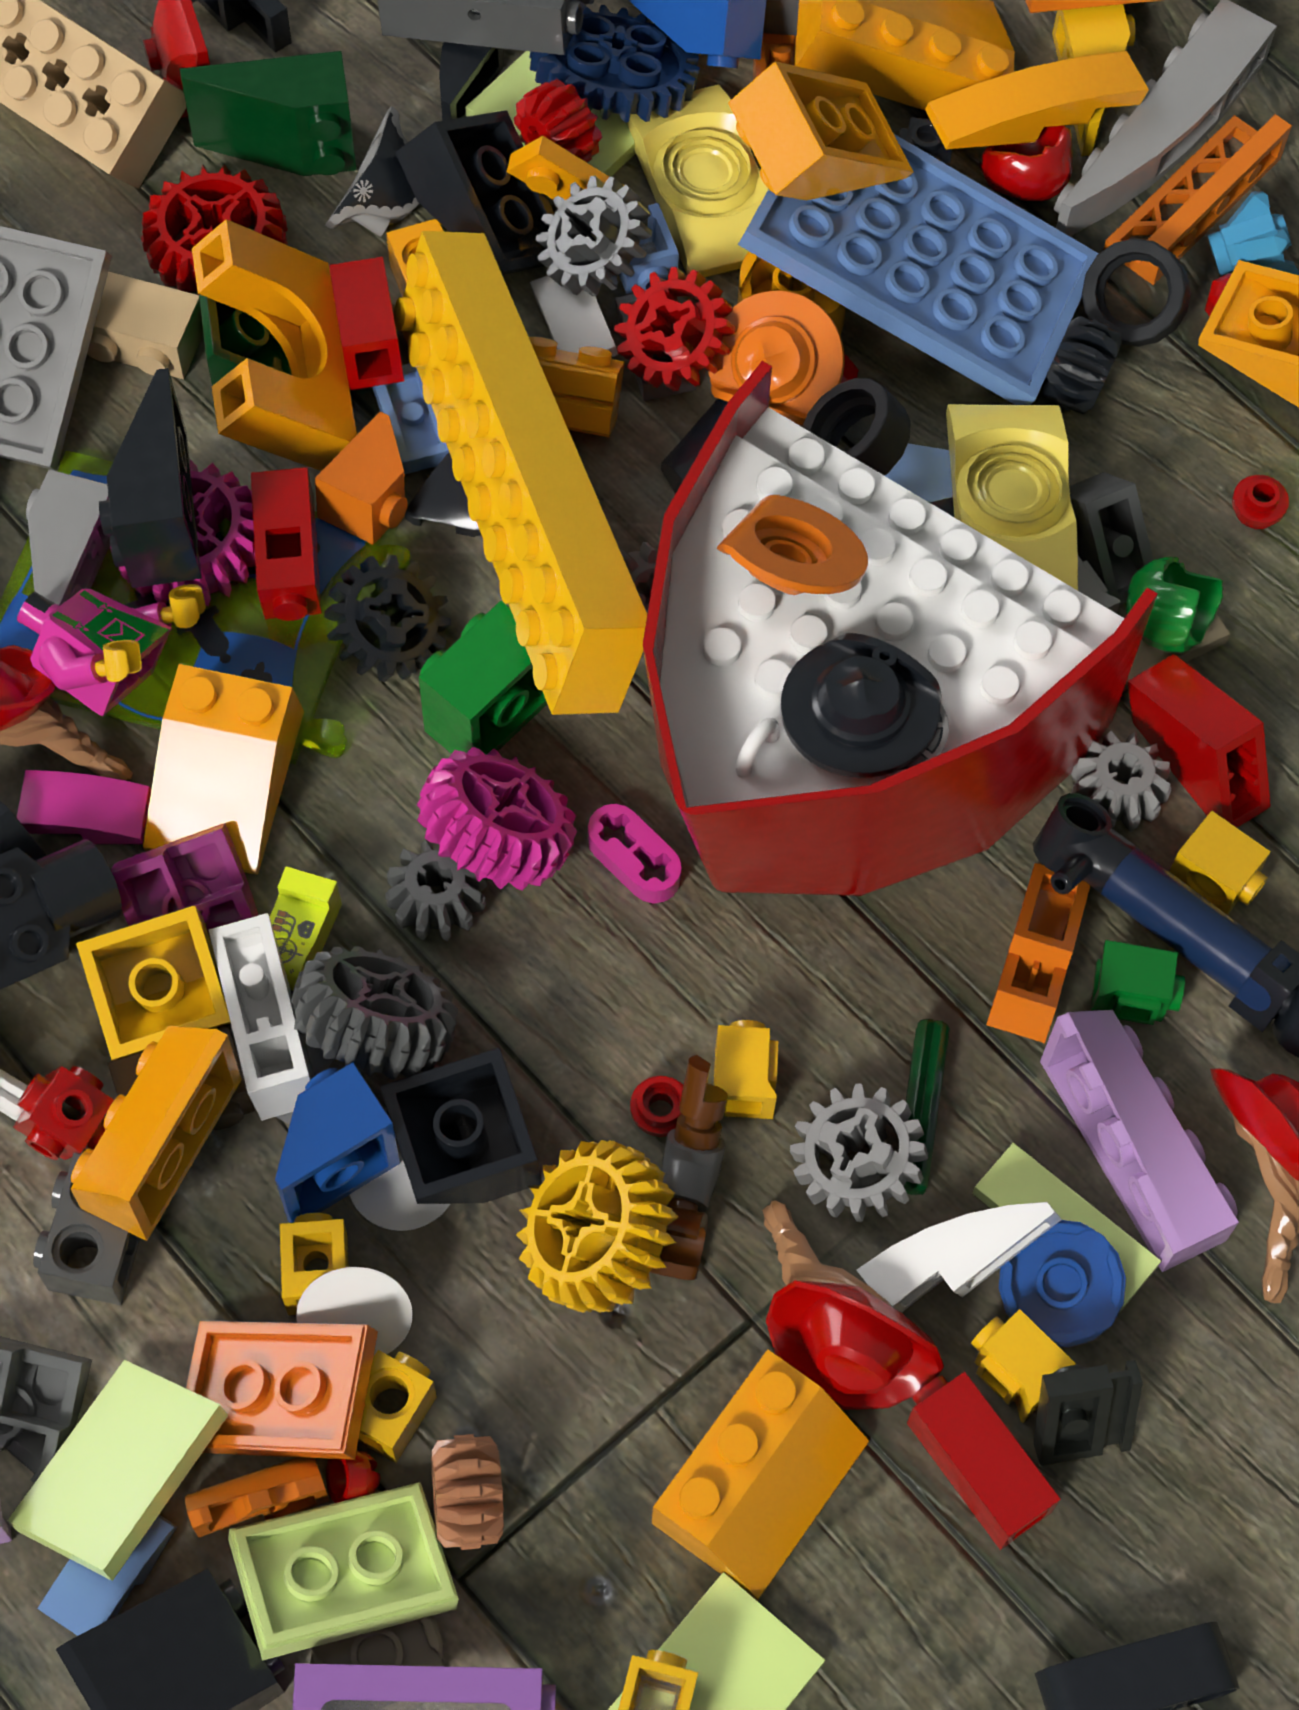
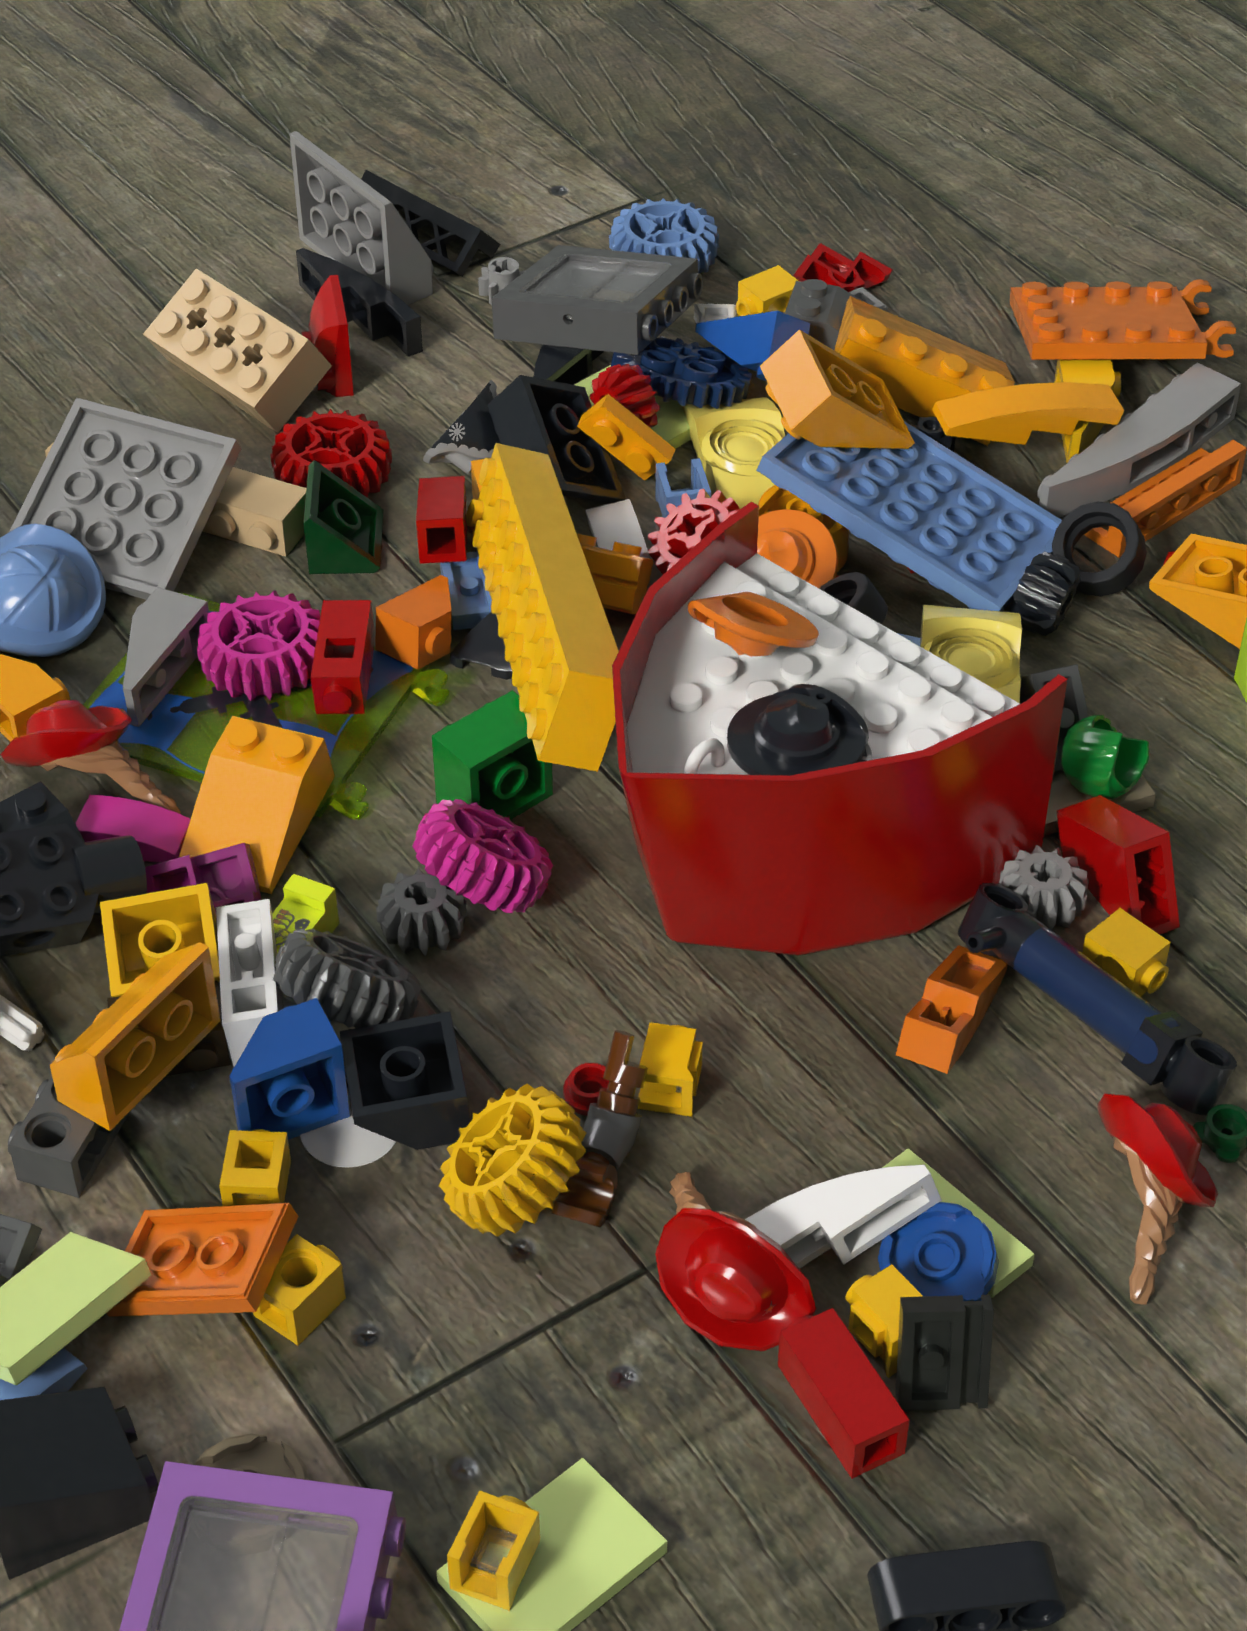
camera: 10 degrees right, 20 degrees down
(43, 1118) = (52, 1026): red brick -> none
(101, 646) = (173, 705): dark pink torso -> none
(152, 494) = (236, 592): black slope -> none
(269, 1491) = (187, 1344): orange slope -> none
(274, 112) = (394, 378): dark green slope -> none
(292, 295) = (384, 499): light orange arch -> none
(342, 1570) = (228, 1409): yellowish green tile -> none
(352, 1478) = (254, 1344): red hinge -> none
(359, 1297) = (294, 1184): white sticker -> none
(370, 633) = (411, 710): black gear -> none
(467, 1492) = (354, 1357): nougat gear -> none
(571, 251) = (641, 470): dark grey gear -> none
(625, 862) = (608, 899): dark pink beam -> none
(760, 1475) = (629, 1379): light orange slope -> none
(863, 1126) = (763, 1137): light grey gear -> none
(925, 1089) = (828, 1116): dark green axle -> none
(1031, 169) = (1018, 464): red hair -> none
(1137, 982) = (1037, 1036): green window -> none
(1137, 1136) = (1022, 1150): lavender wedge -> none
(1252, 237) = (1204, 517): dark azure rock -> none
(1257, 513) = (1193, 707): red plate -> none

